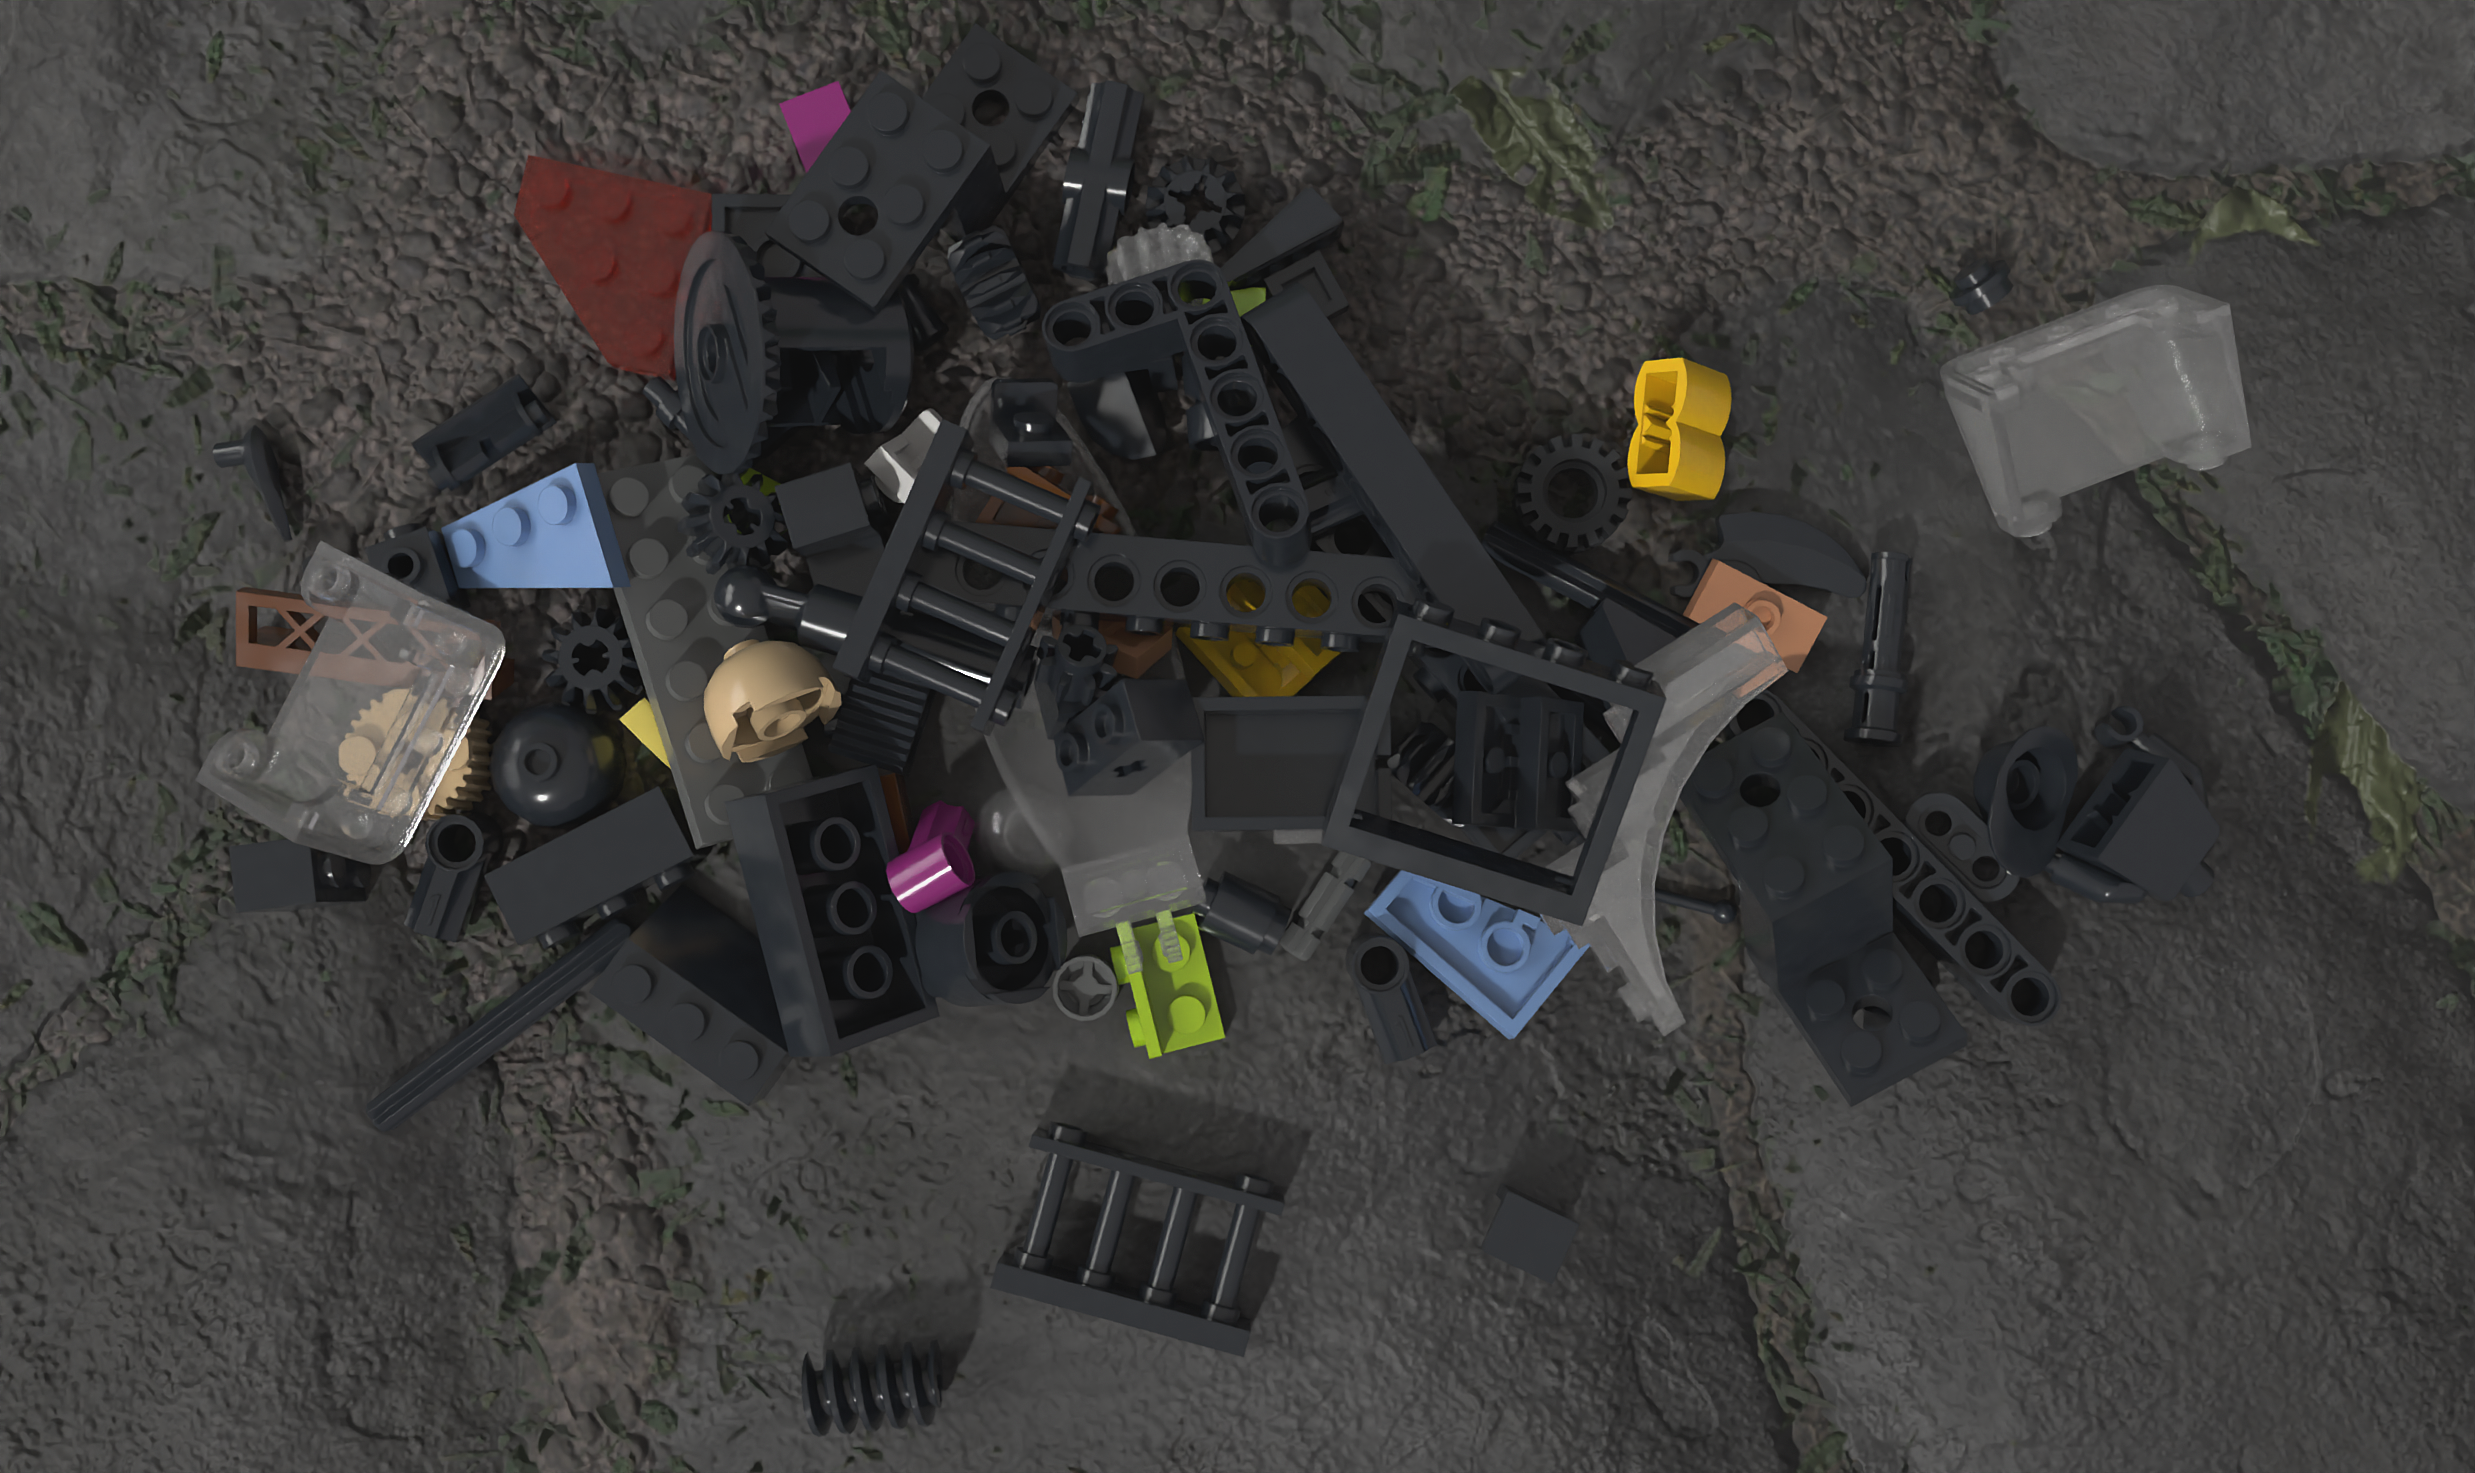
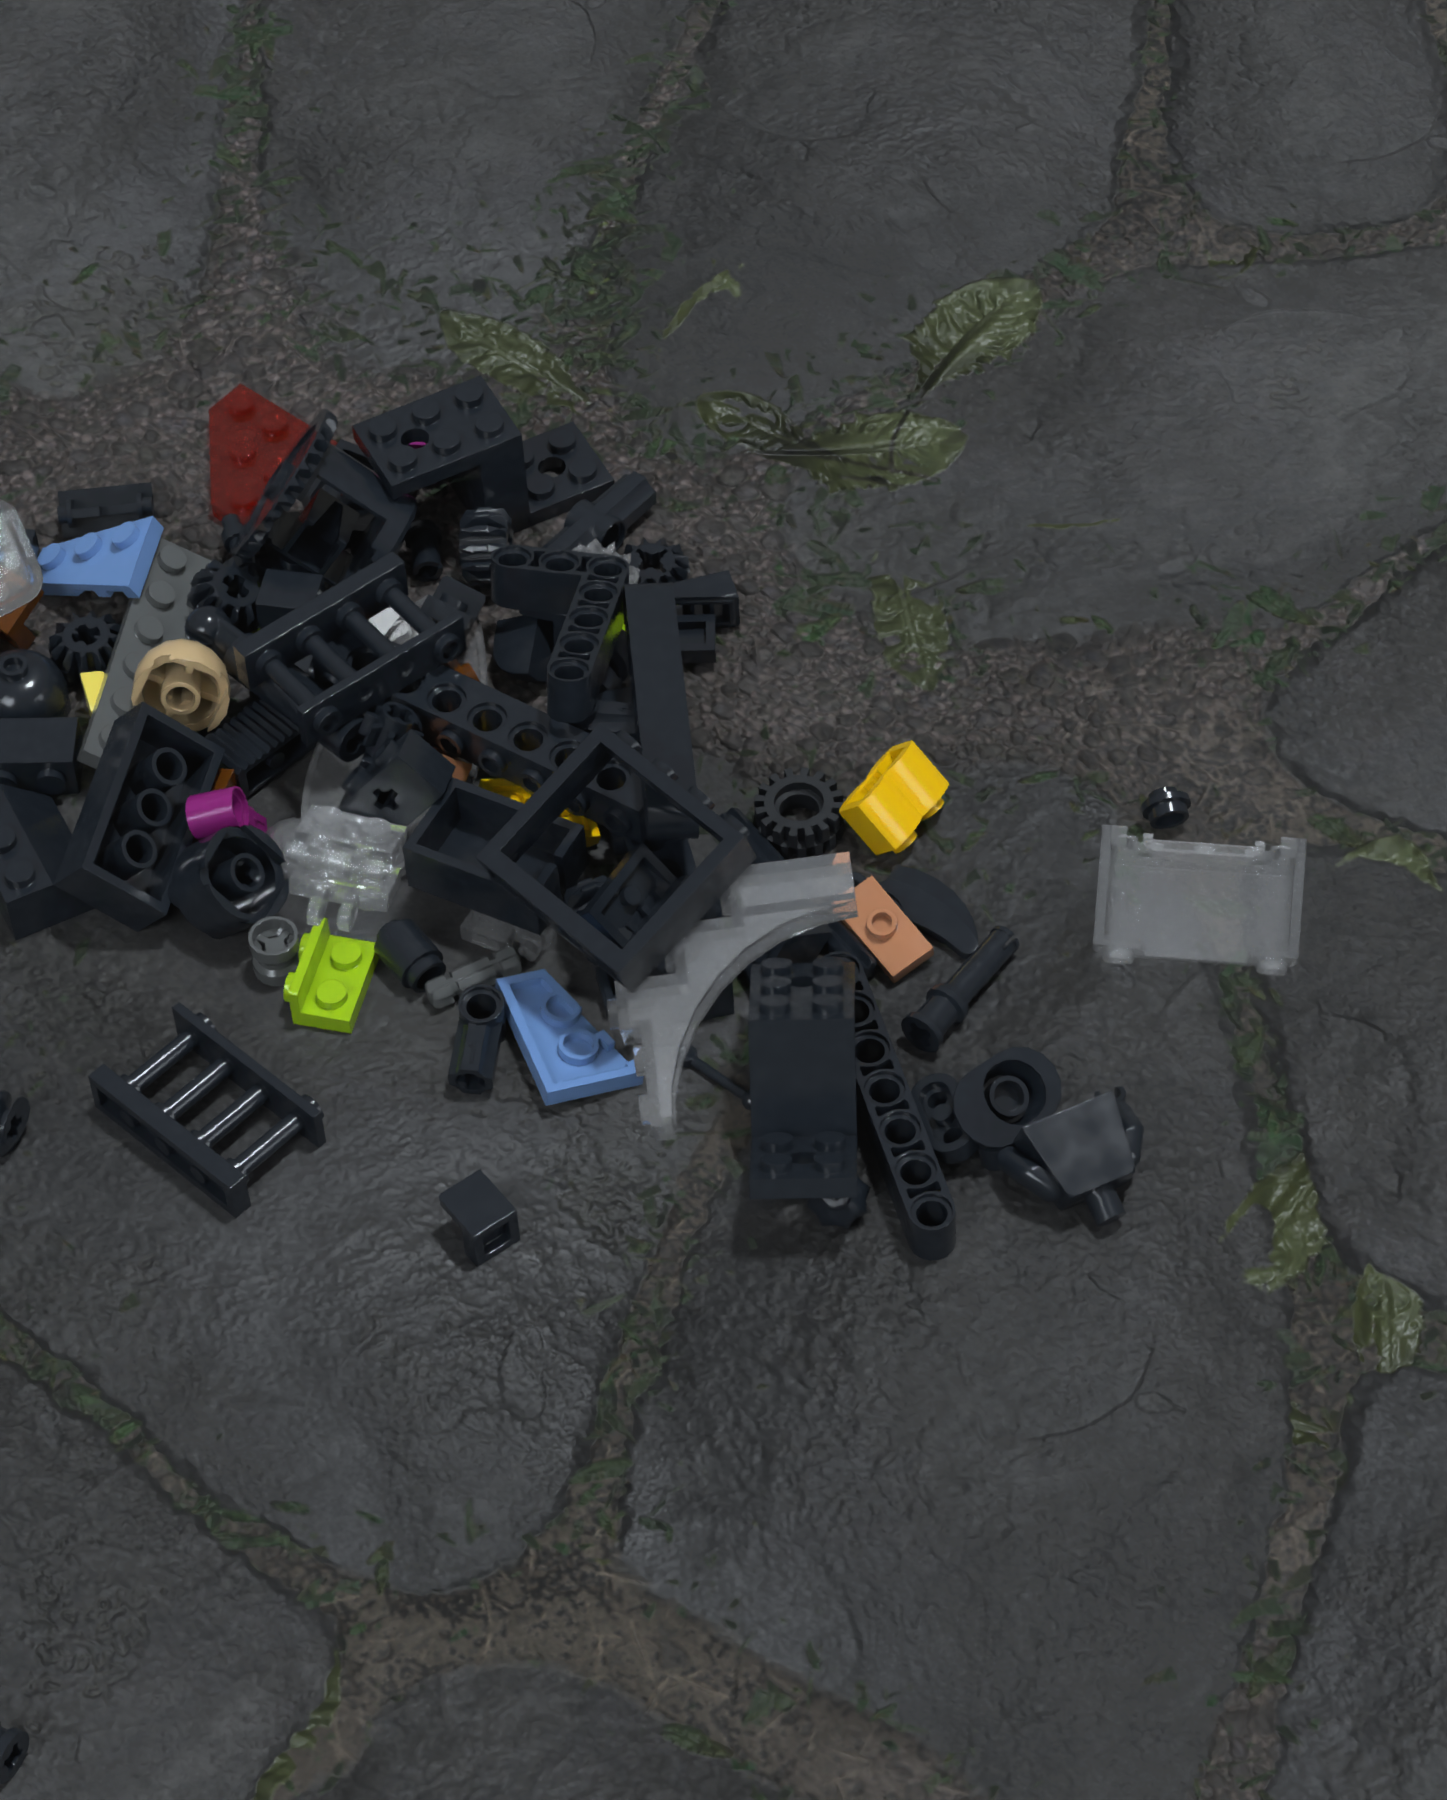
camera: 35 degrees right, 35 degrees down
(1108, 827) = (346, 843): none -> clear plate

